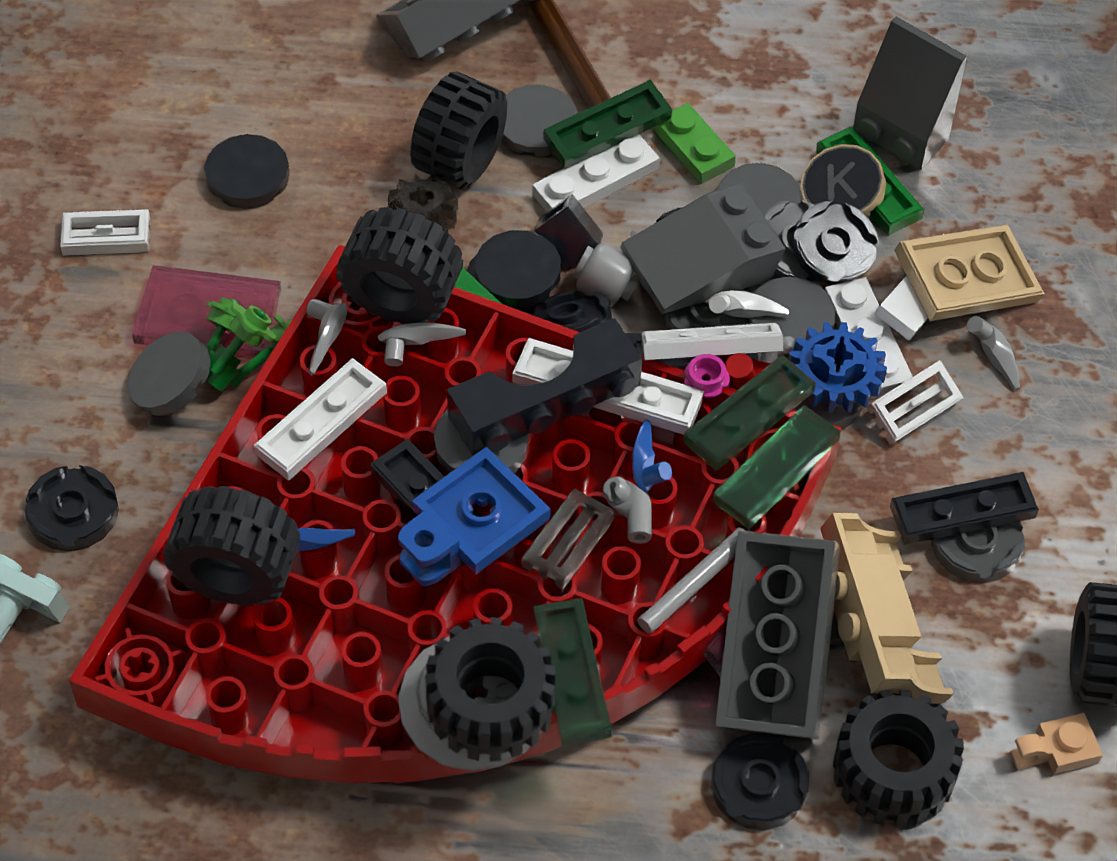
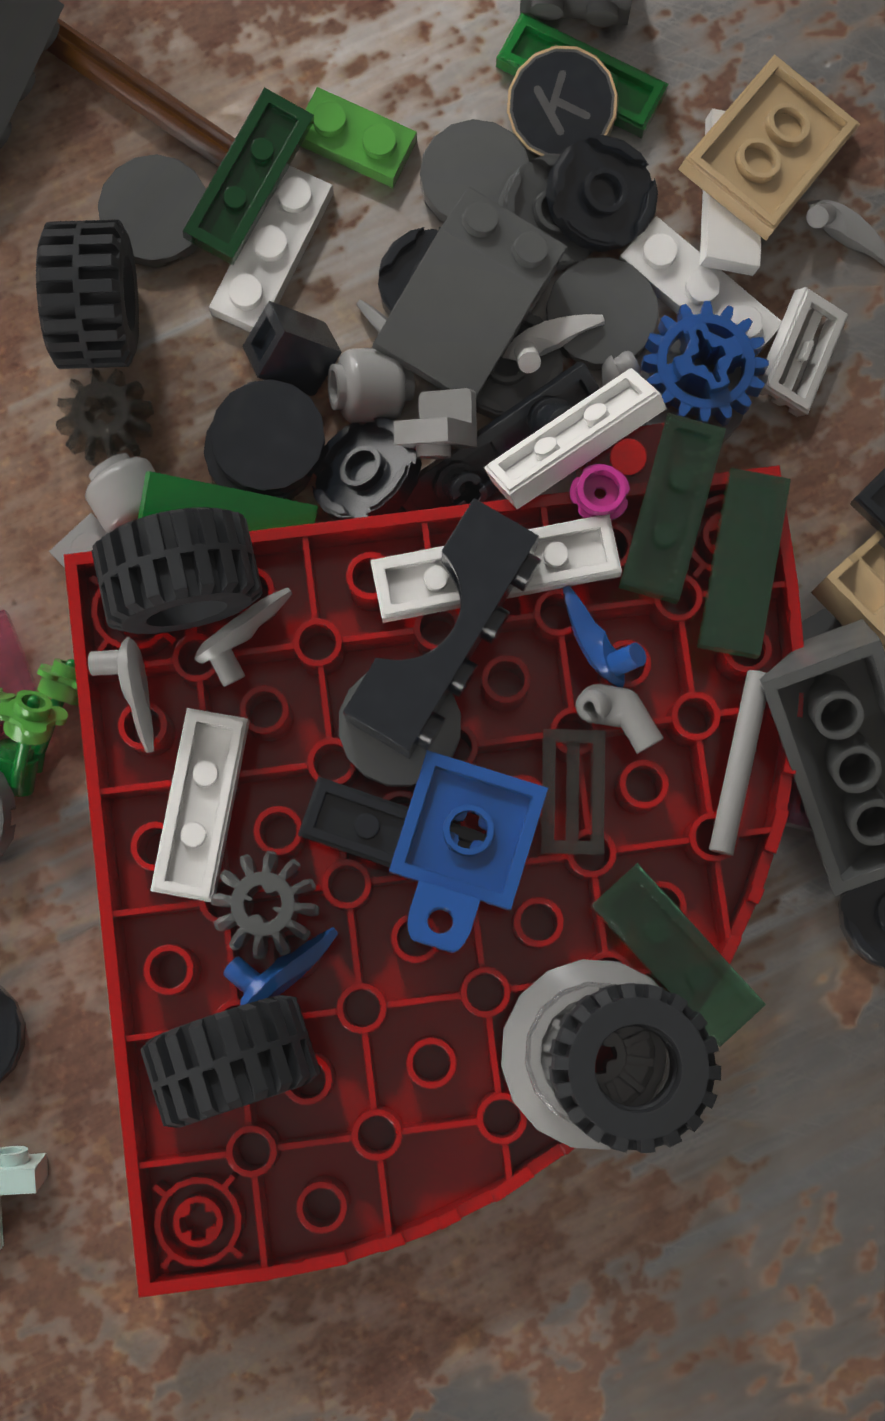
camera: 30 degrees left, 25 degrees up
(319, 488) = (257, 924): none -> dark grey gear
(631, 306) = (444, 423): none -> light grey bracket

